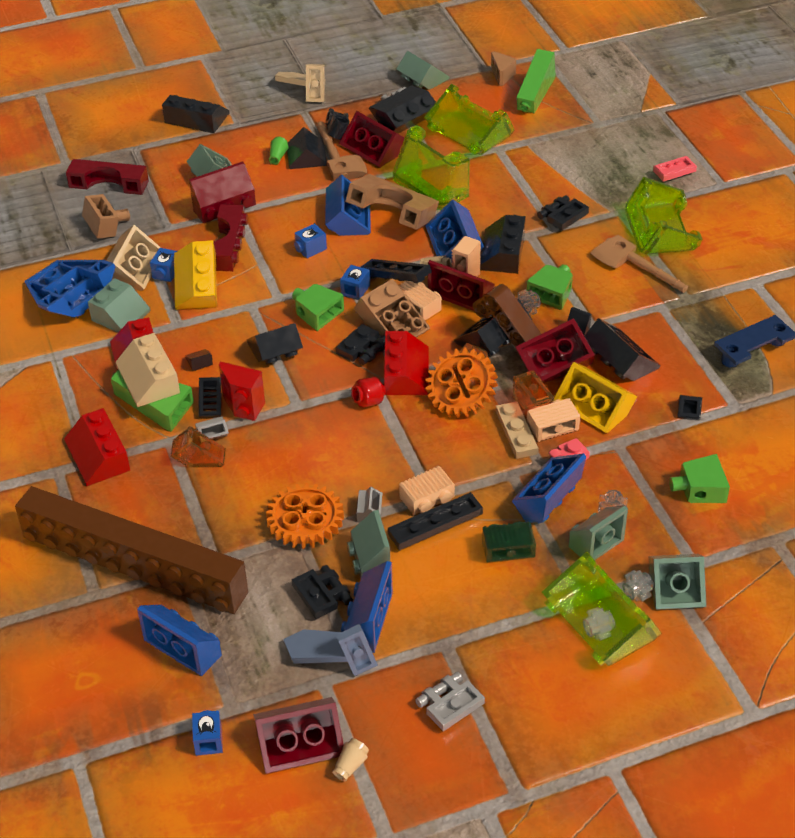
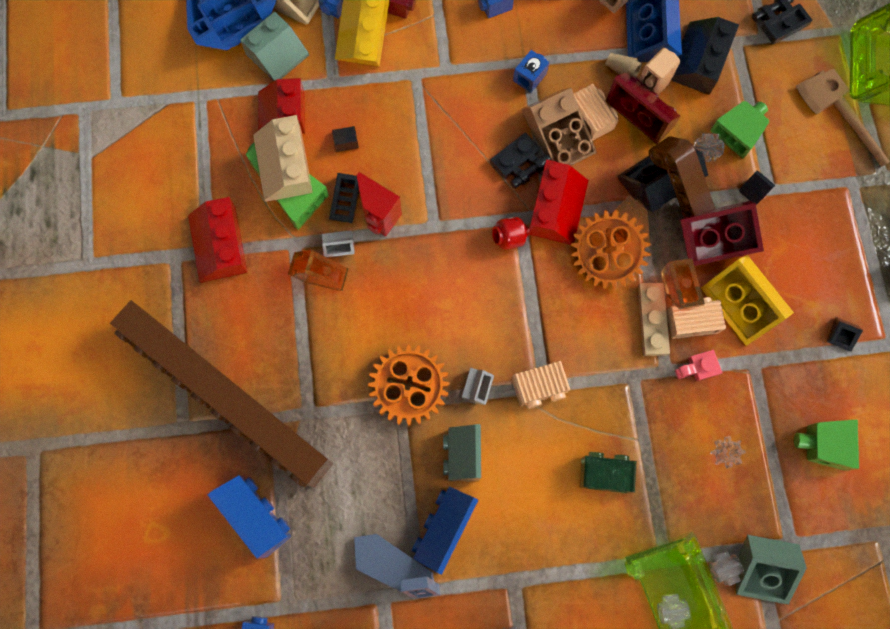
camera: 10 degrees right, 30 degrees up
(276, 343) = (428, 139): black slope -> none
(315, 593) = (397, 489): black plate -> none
(318, 305) = (483, 94): bright green torso -> none
(397, 270) = (578, 71): black plate -> none
(435, 521) = (539, 425): black plate -> none
(549, 487) = (669, 420): blue slope -> none
(599, 532) = (704, 489): slope -> none
(619, 351) = (791, 240): black slope -> none

